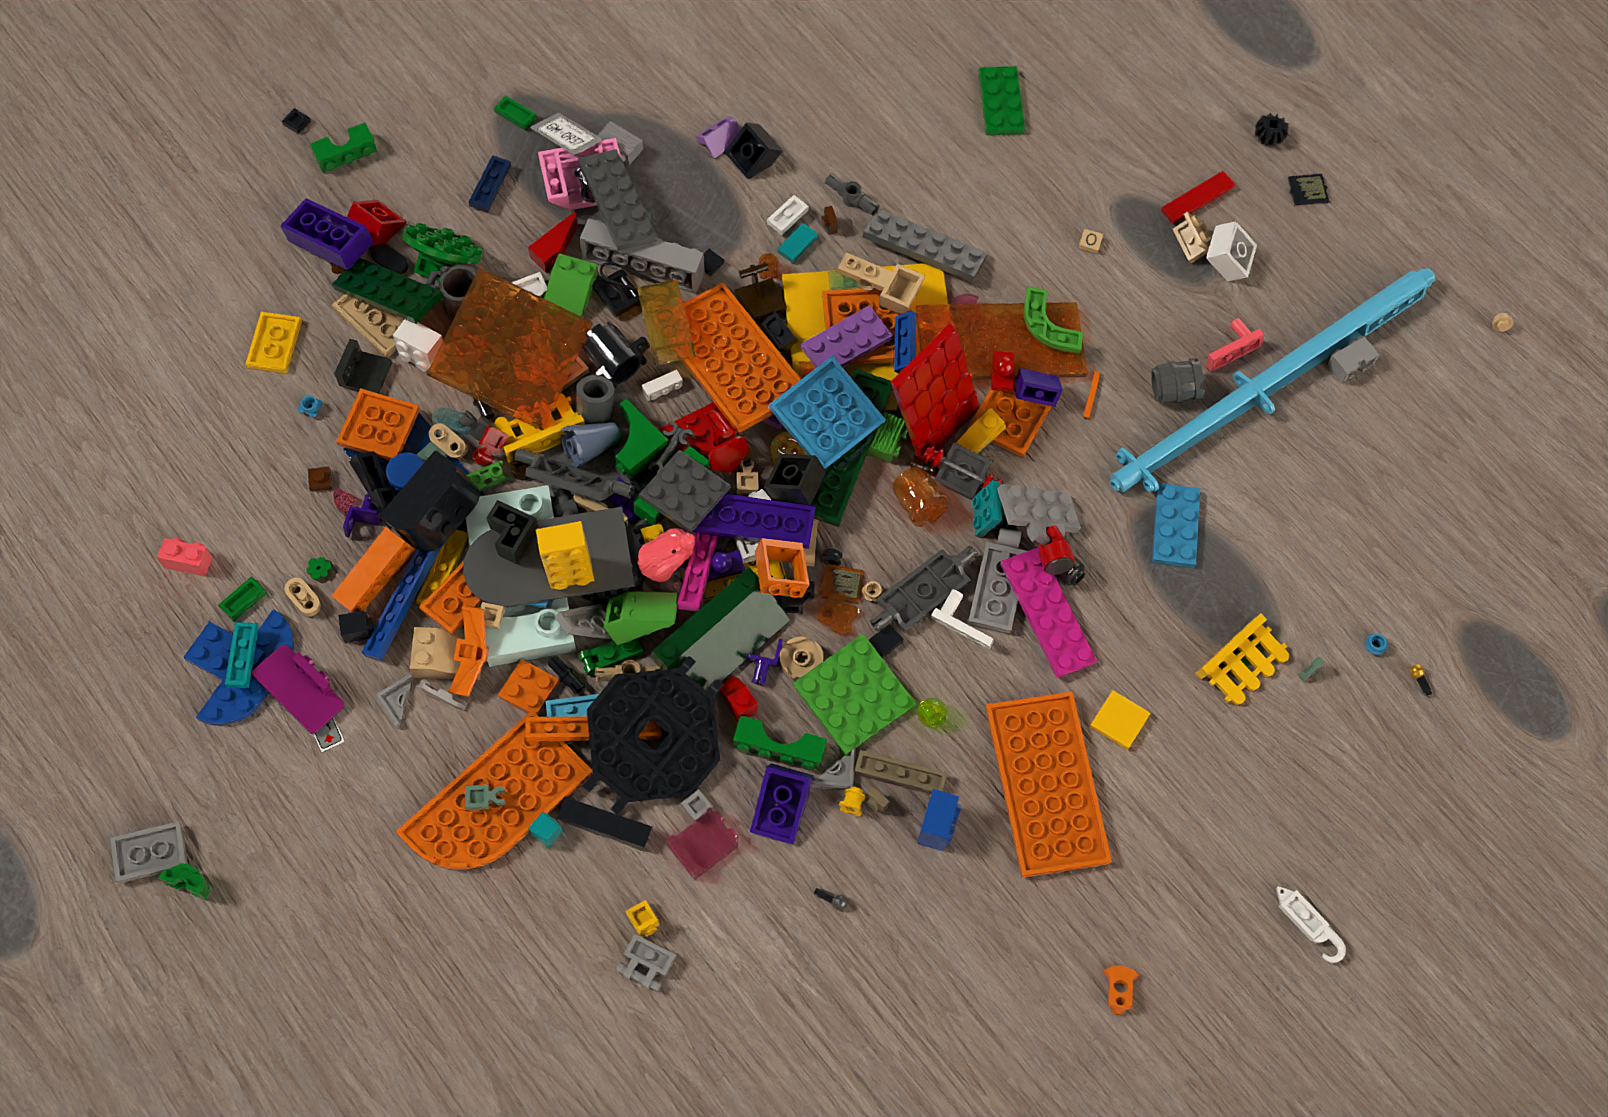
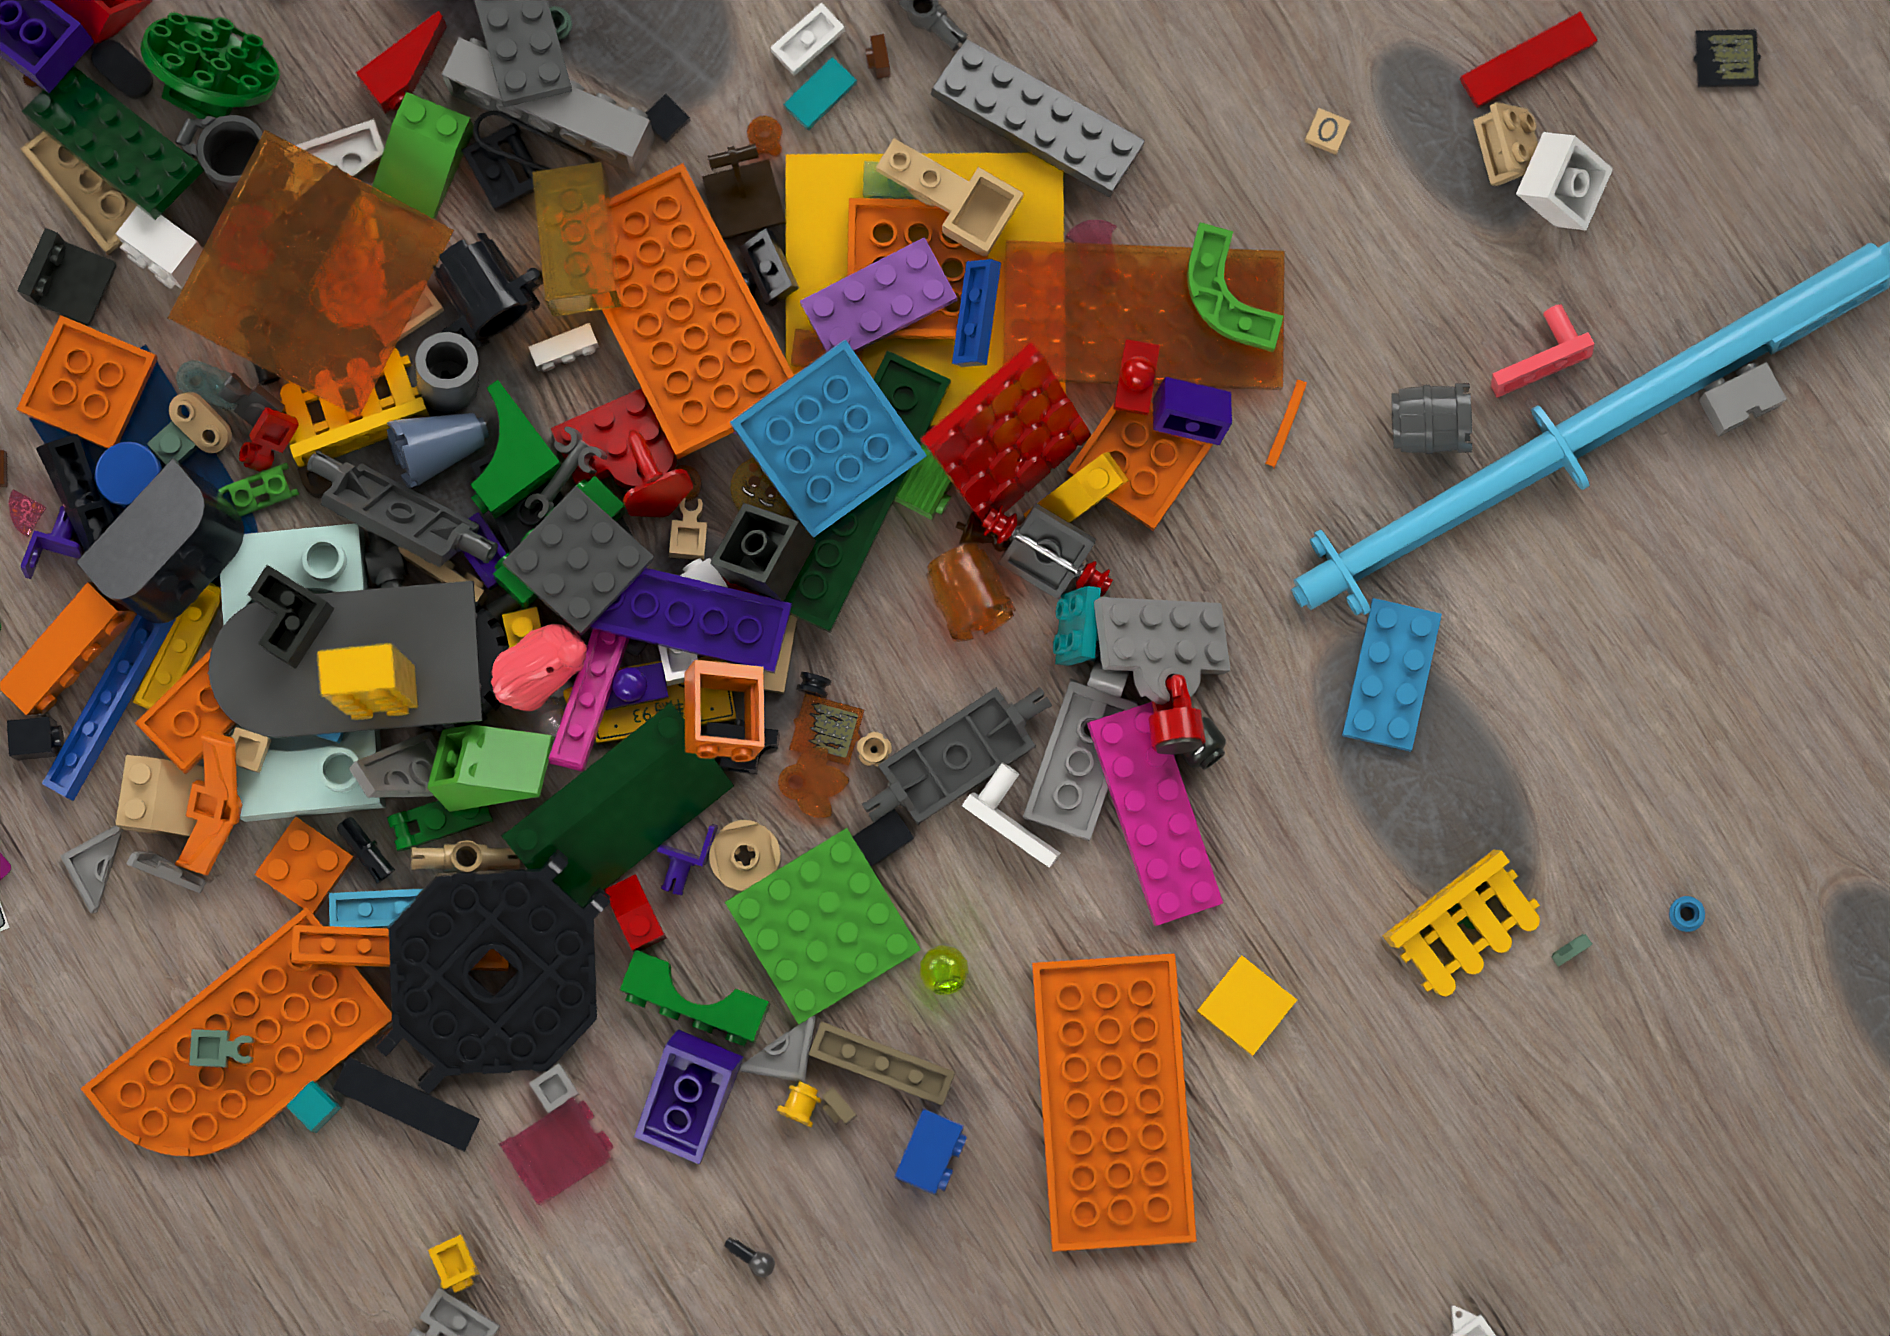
camera: 10 degrees right, 15 degrees up
(1417, 671) = (1745, 969): piece -> none

